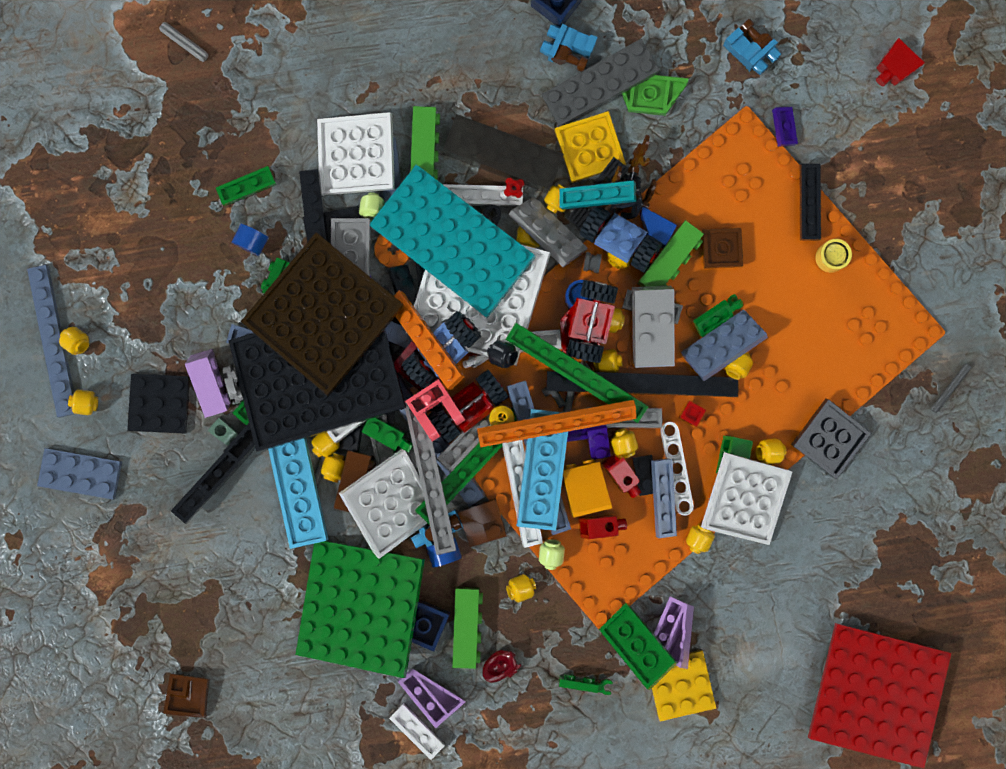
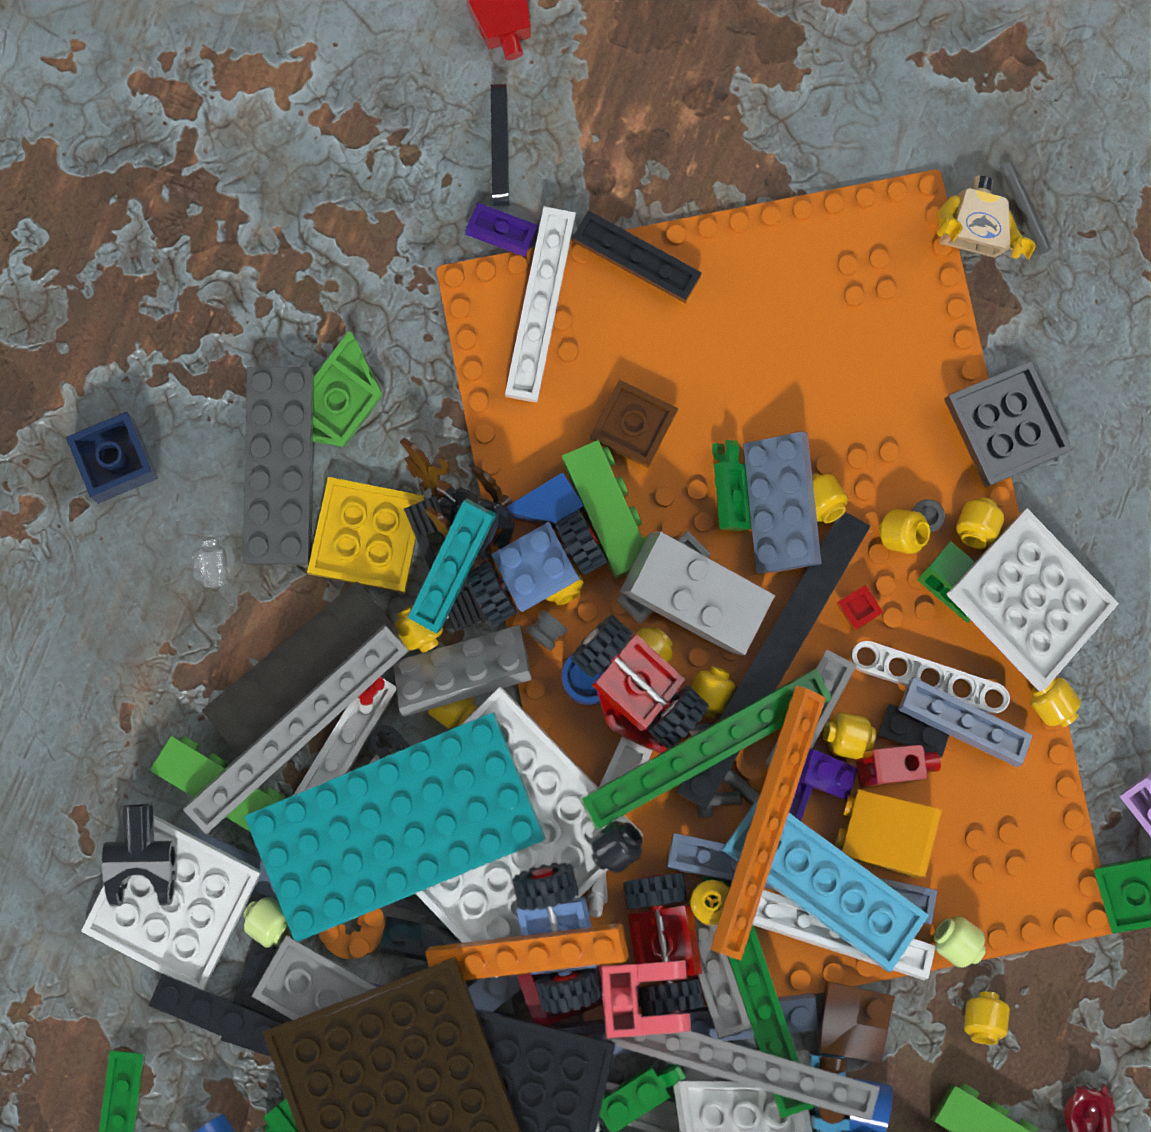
camera: 60 degrees left, 5 degrees down
(368, 125) = (139, 856): none -> black connector
(473, 164) = (295, 729): none -> light grey plate
(533, 79) = (213, 563): none -> clear head
(565, 42) = (185, 481): dark azure hips -> none
(595, 526) = (958, 842): red torso -> none
(744, 415) = (904, 531): none -> yellow head
(752, 53) = (363, 213): dark azure hips -> none
(757, 167) = (540, 304): none -> white plate
(759, 423) = (932, 512): none -> dark grey tile
(828, 101) = (499, 145): none -> black beam
(833, 255) = (736, 268): light yellow piece -> none
(929, 368) = (981, 223): none -> torso

